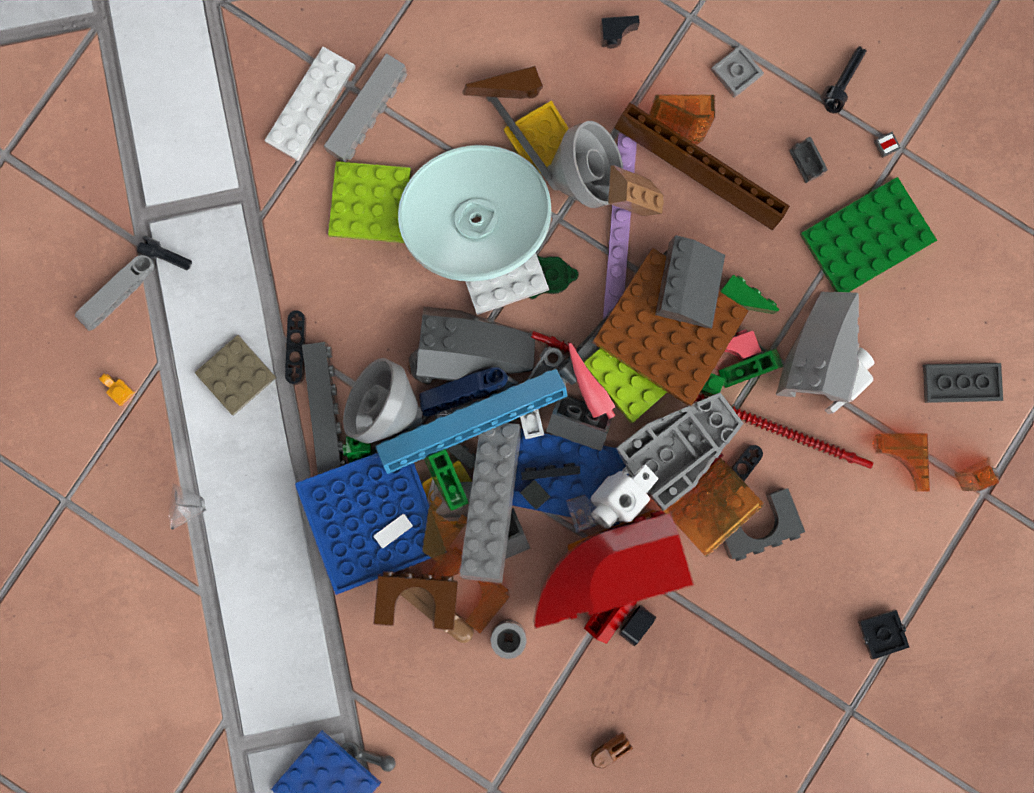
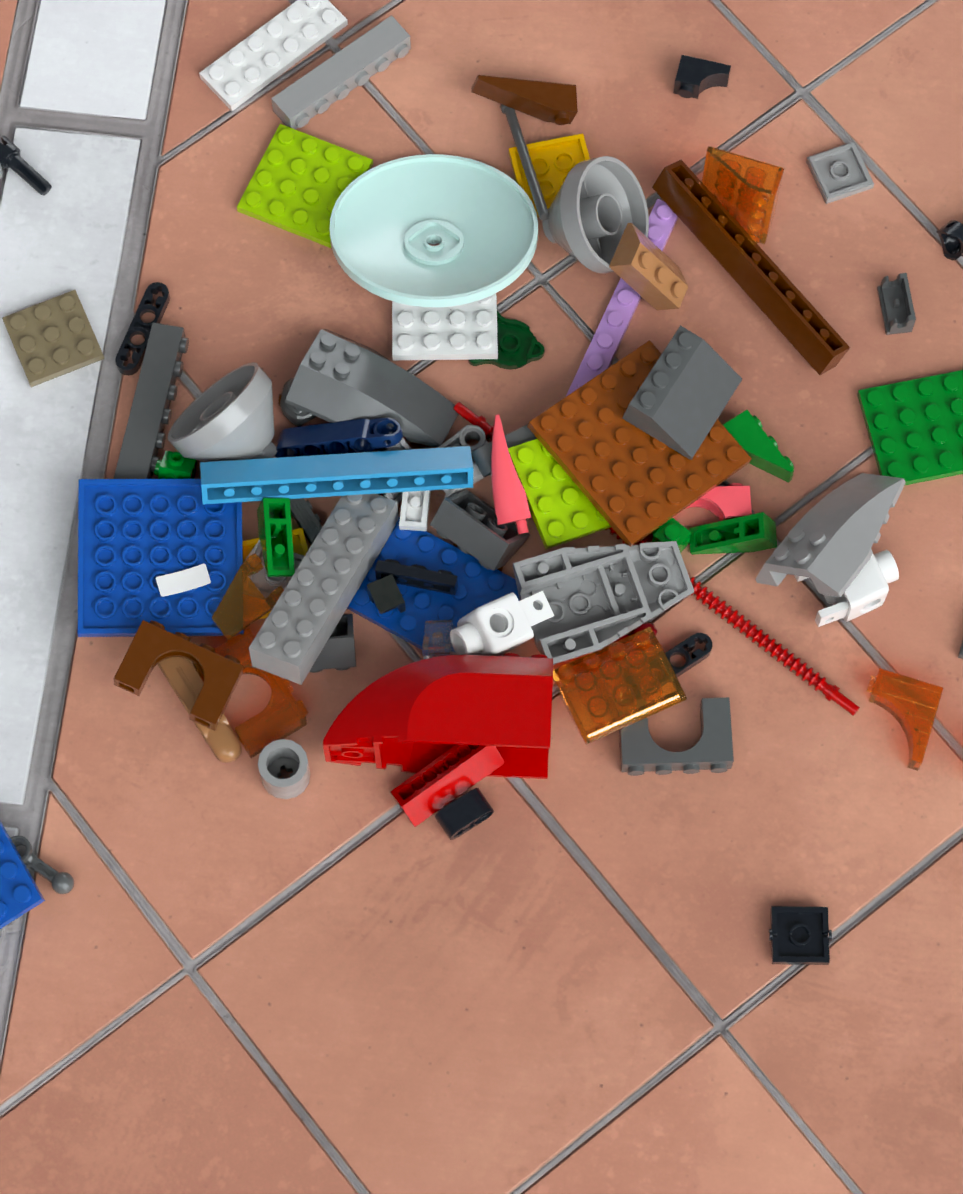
camera: 20 degrees right, 15 degrees down
(611, 751) = (360, 968): dark orange arm -> none

